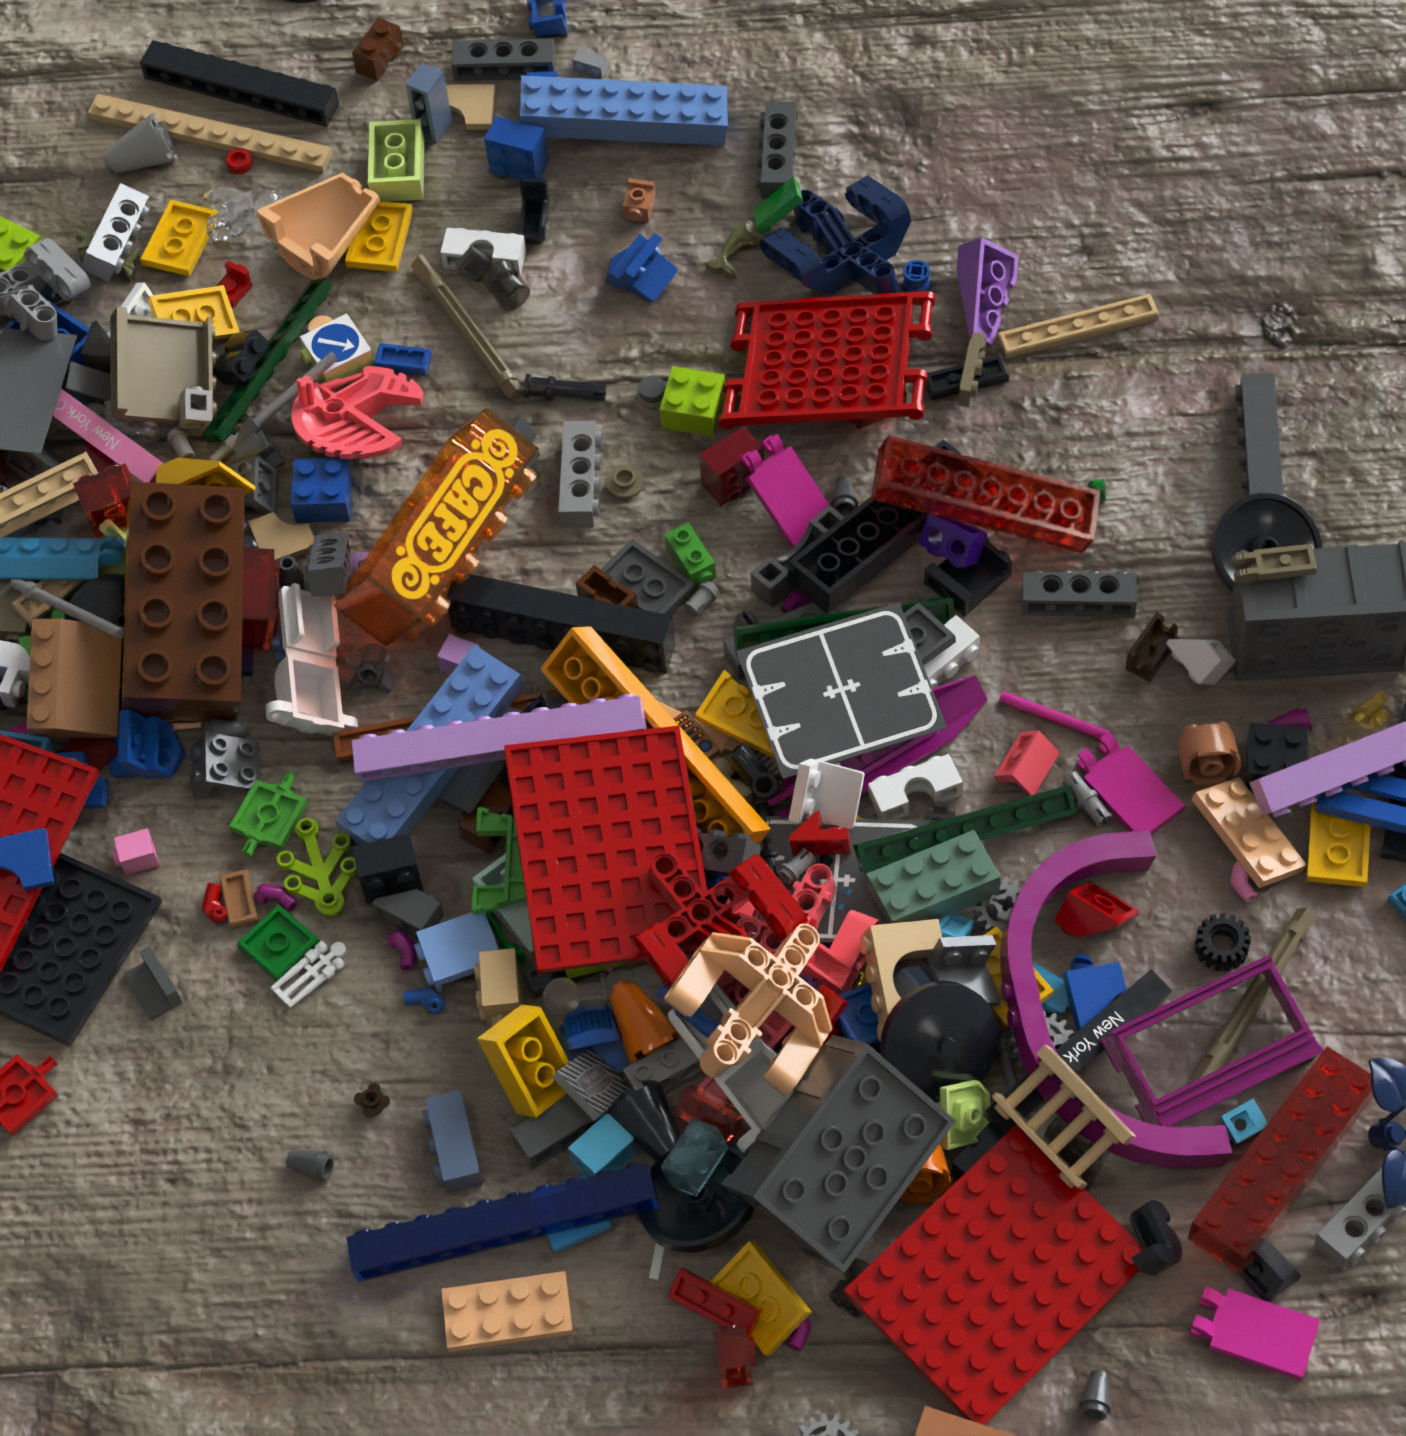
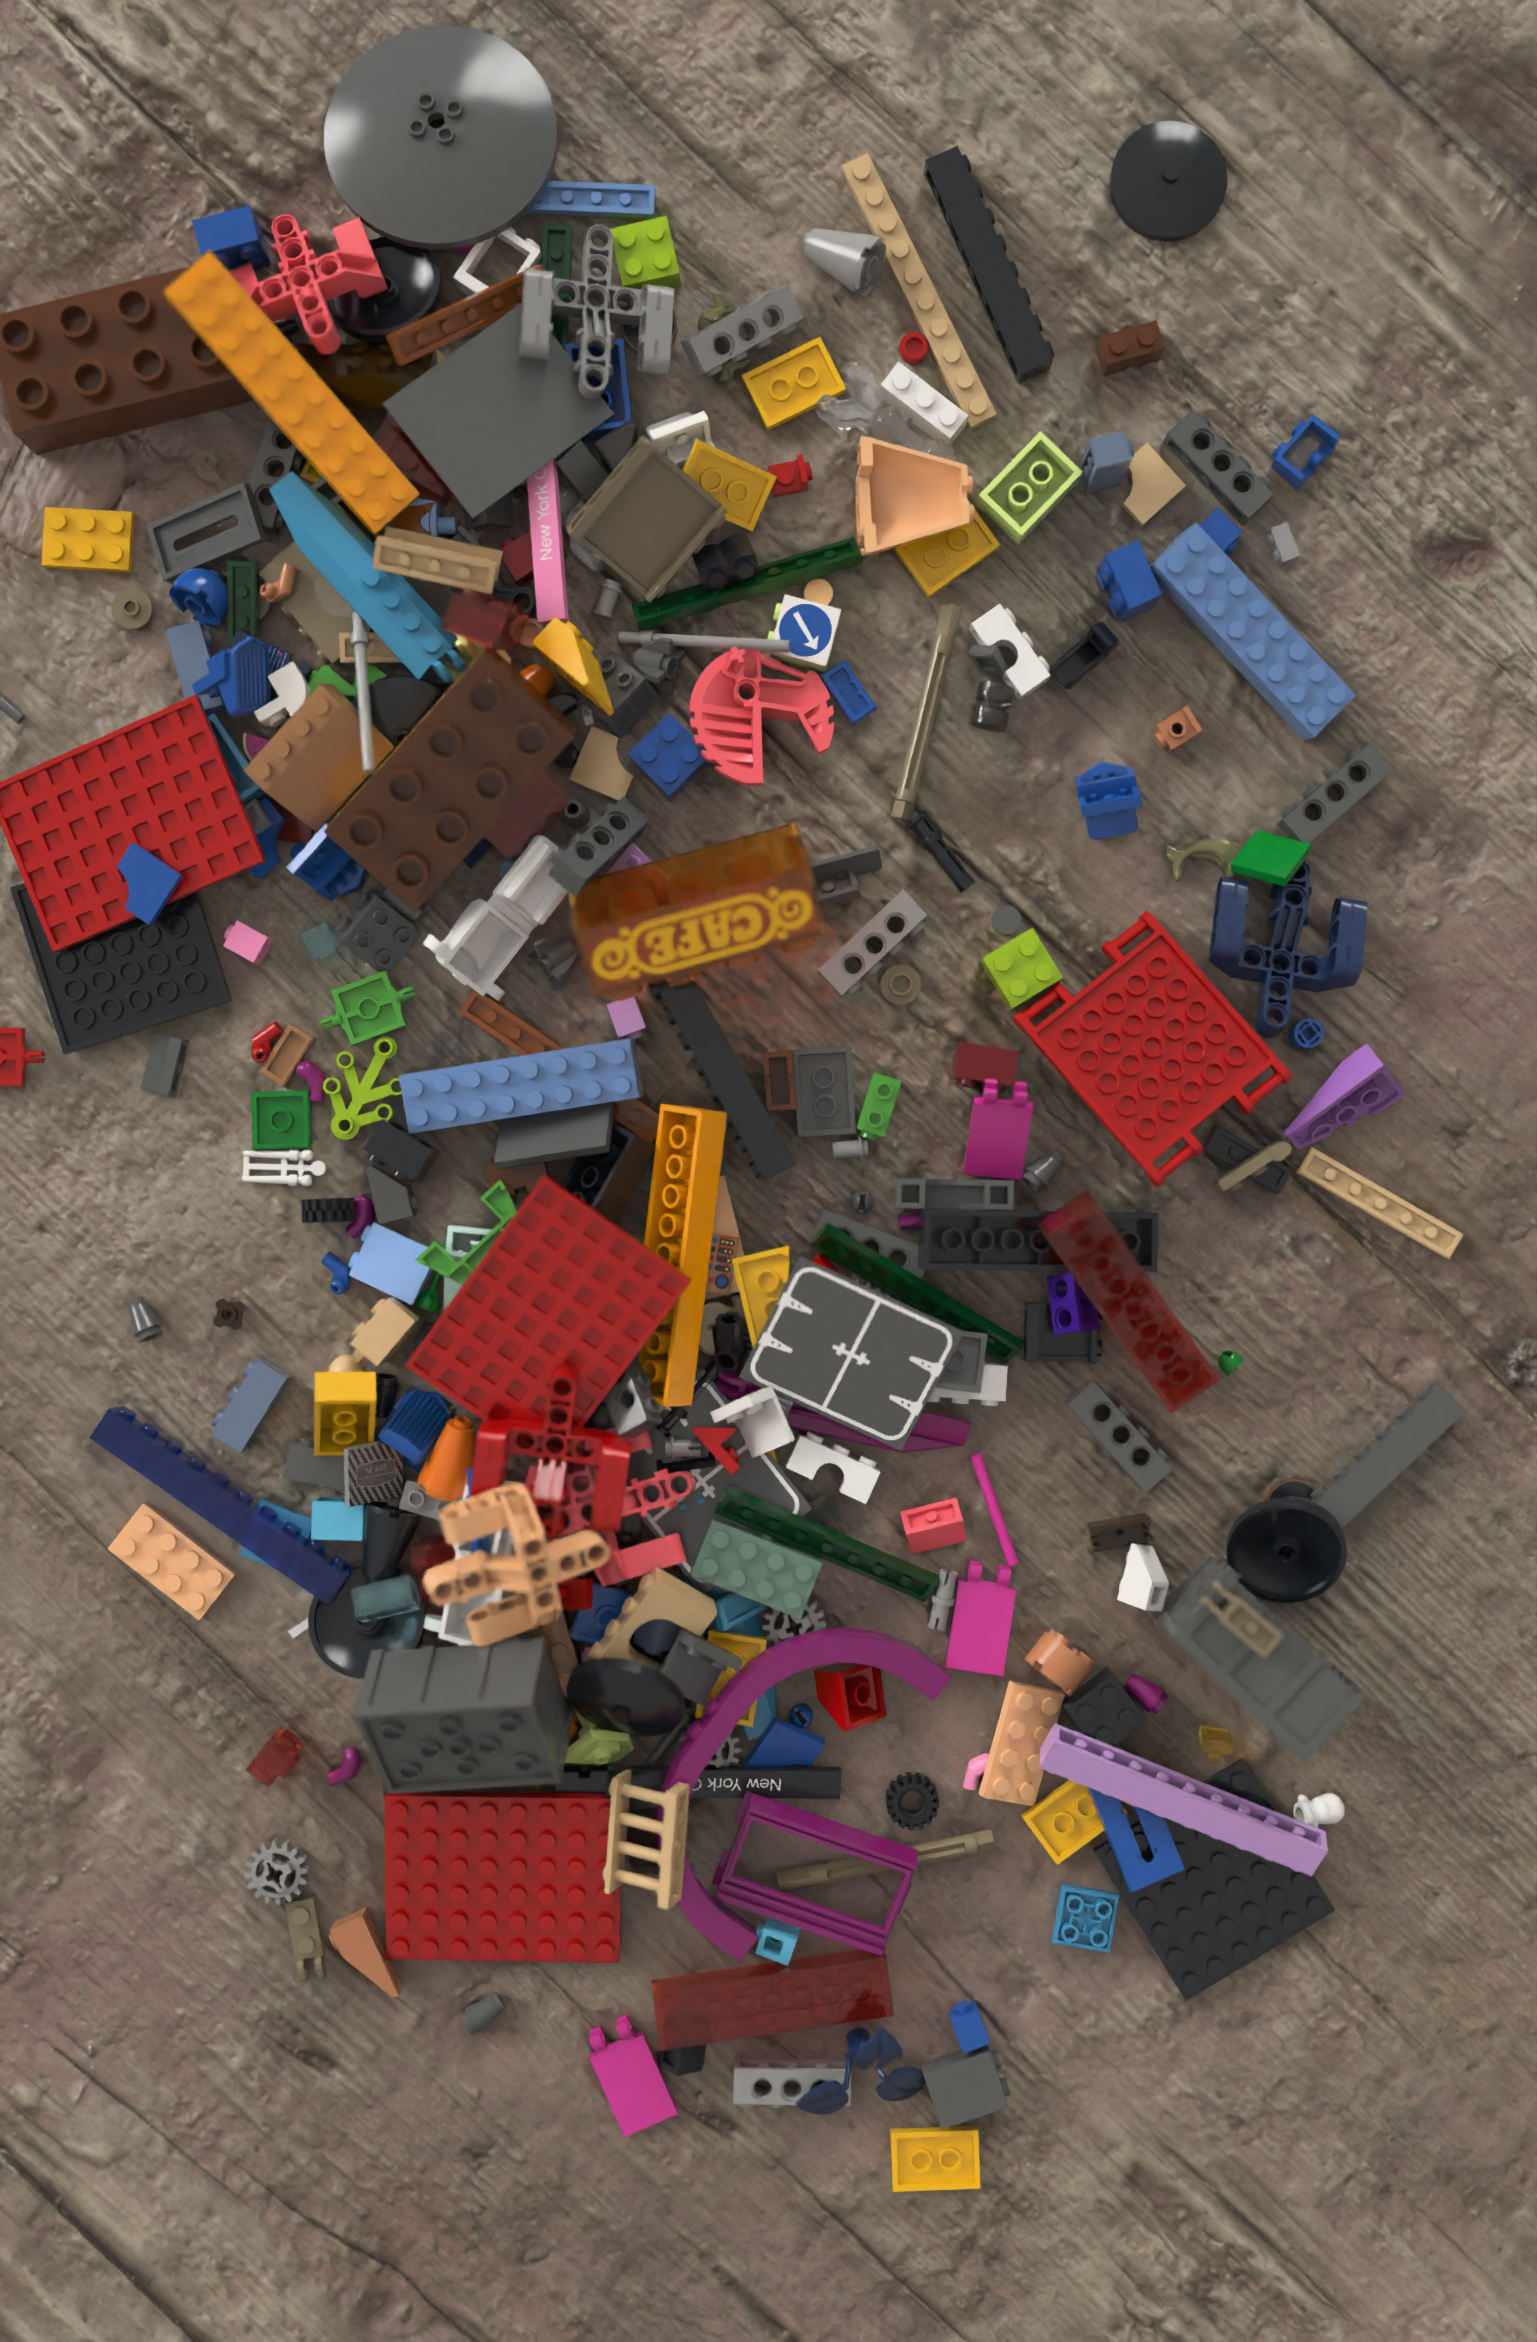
camera: 40 degrees right, 30 degrees up
(189, 809) = (320, 941): none -> clear light blue tile
(202, 402) = (637, 592): light grey brick -> none
(288, 172) = (923, 404): none -> white brick
(374, 956) = (328, 1210): none -> black tyre
(484, 738) = (561, 1147): lavender brick -> none
(713, 1301) = (305, 1701): red tile -> none
(760, 1283) = (334, 1732): yellow plate -> none
(1158, 1240) = (631, 1961): black animal -> none

